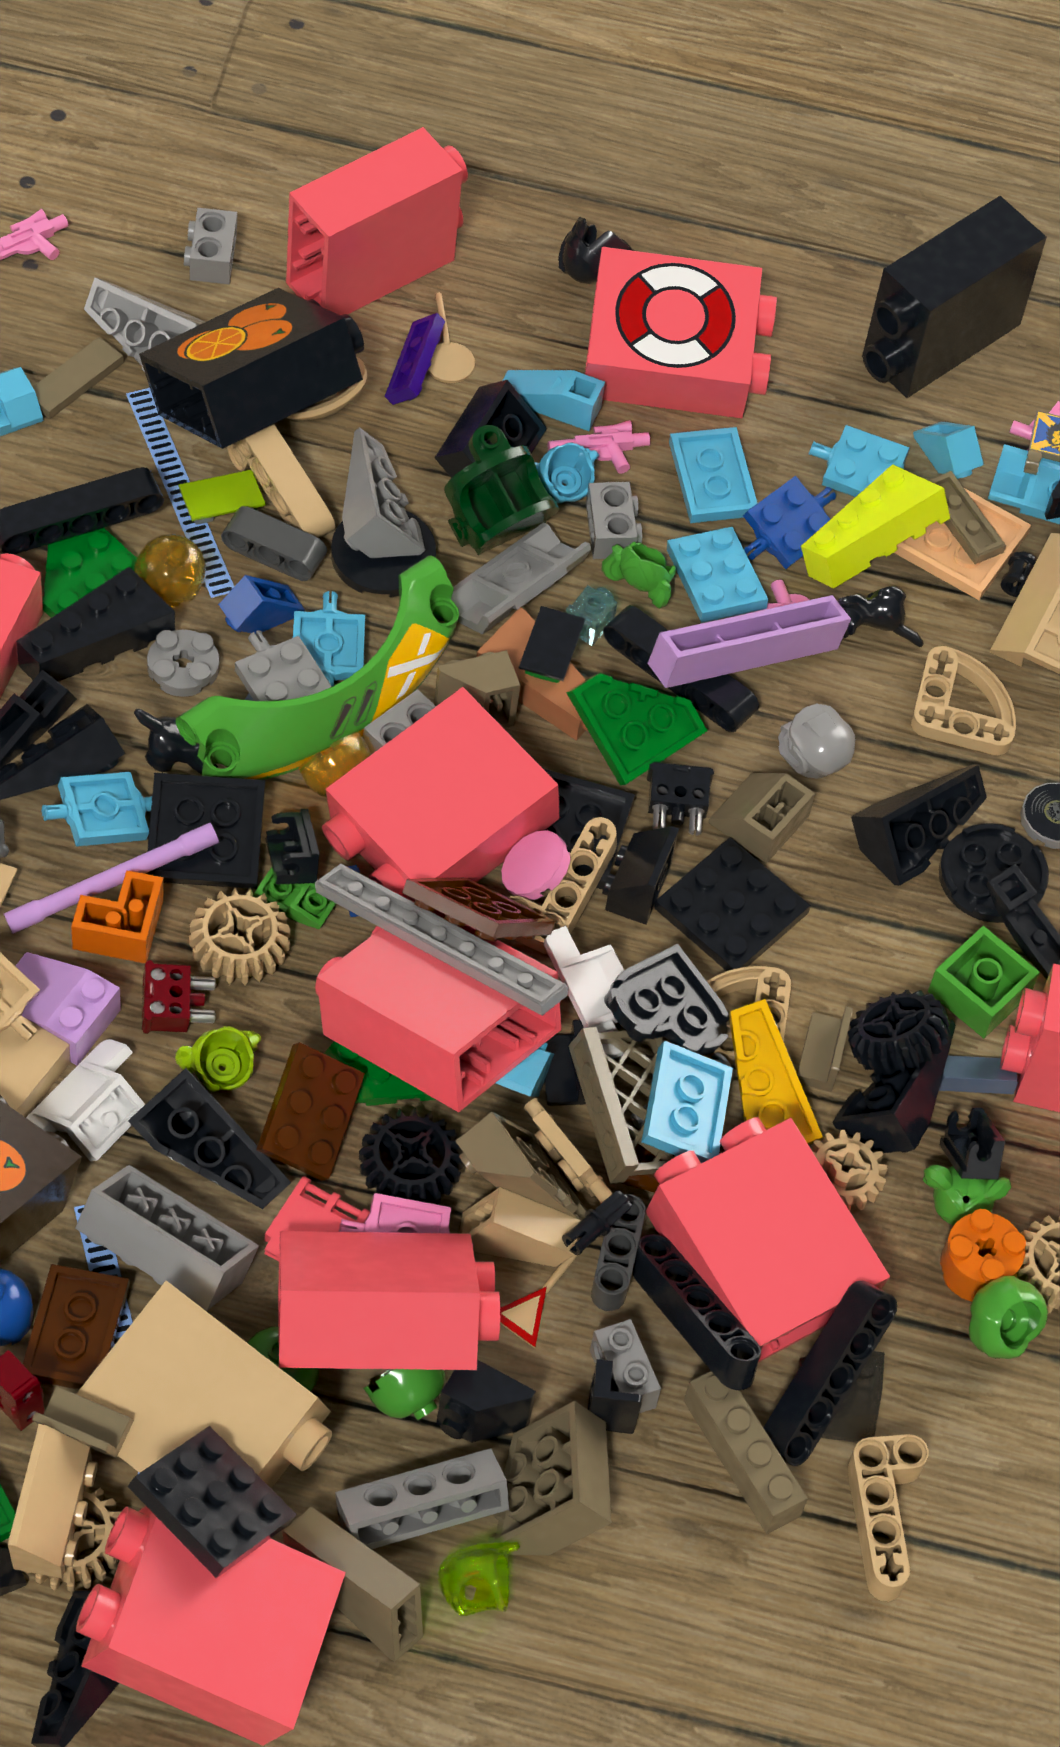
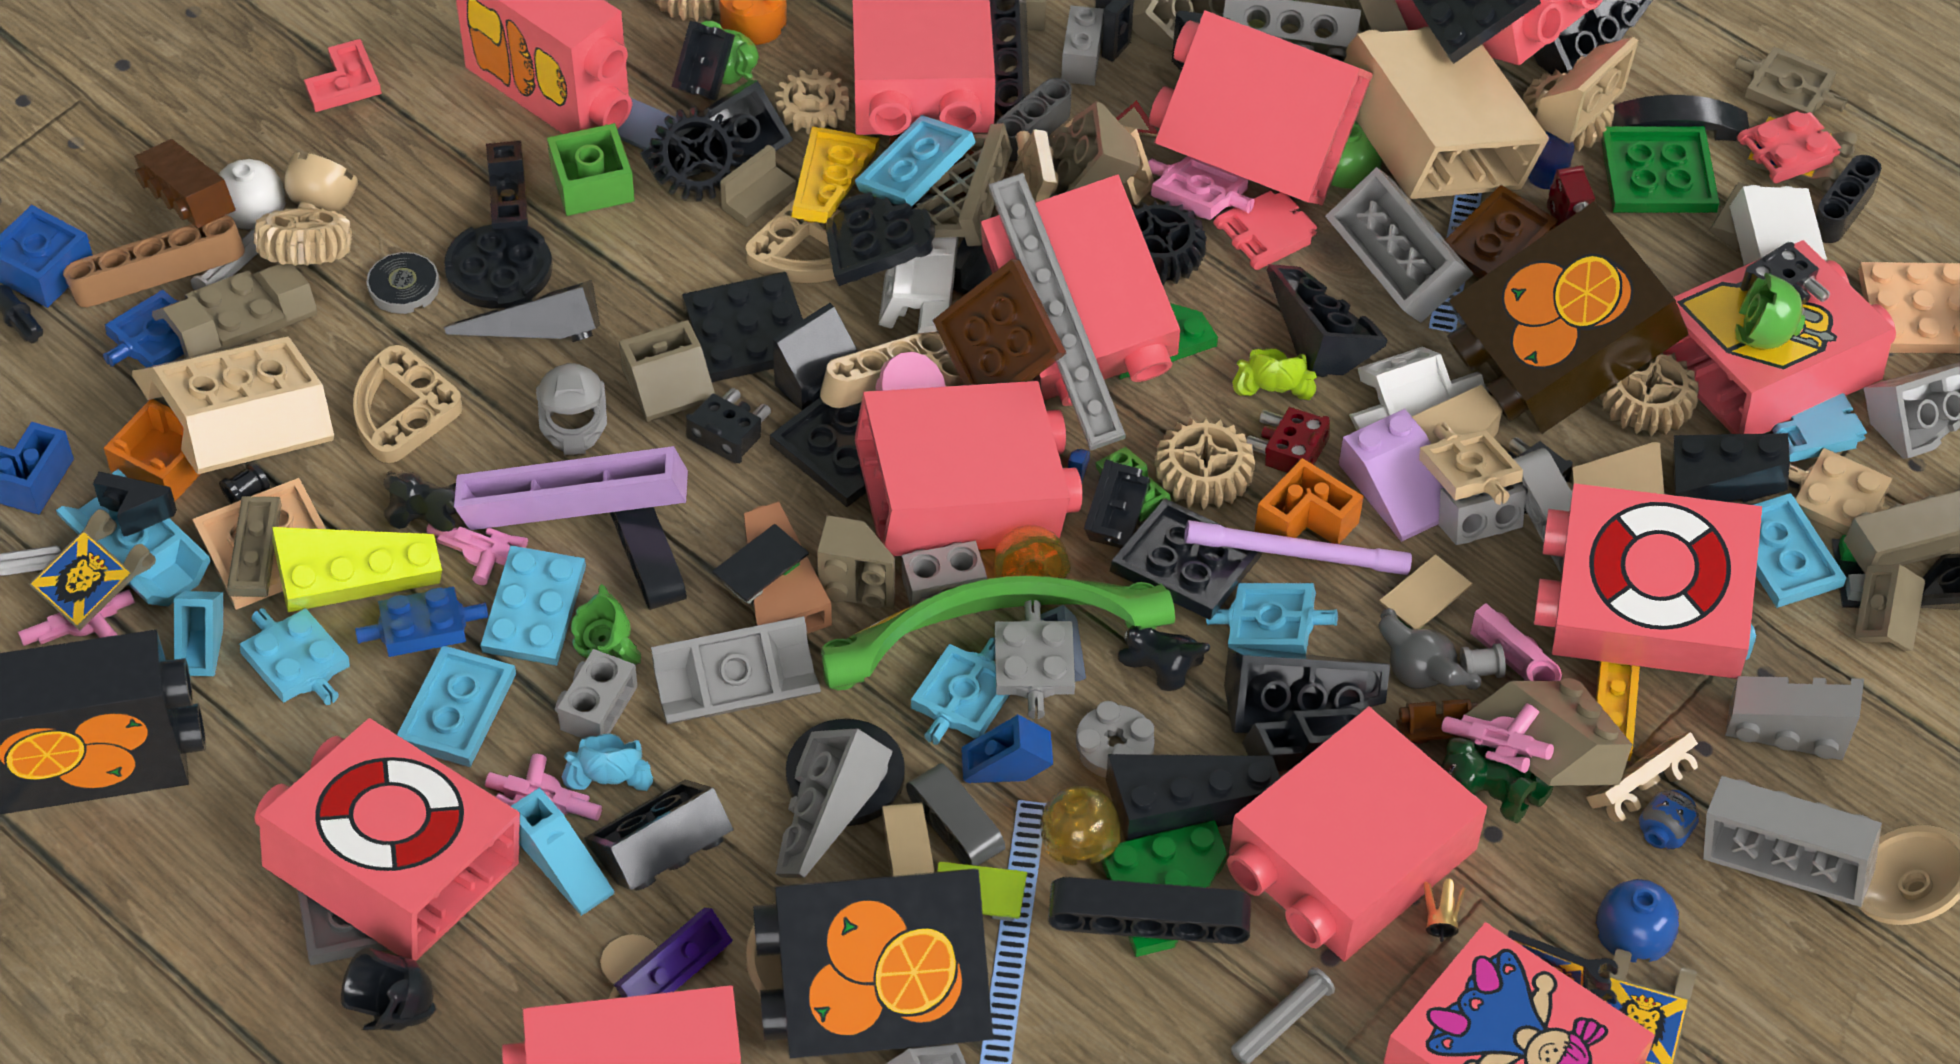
camera: 145 degrees left, 5 degrees down
(86, 1421) = (1543, 108): dark tan panel -> none
(310, 1111) = (1227, 291): reddish brown plate -> none
(497, 493) = (704, 727): dark green animal -> none
(597, 1222) = (1045, 116): black axle -> none
(598, 610) = (687, 615): clear light blue brick -> none
(634, 723) = (735, 484): green plate -> none

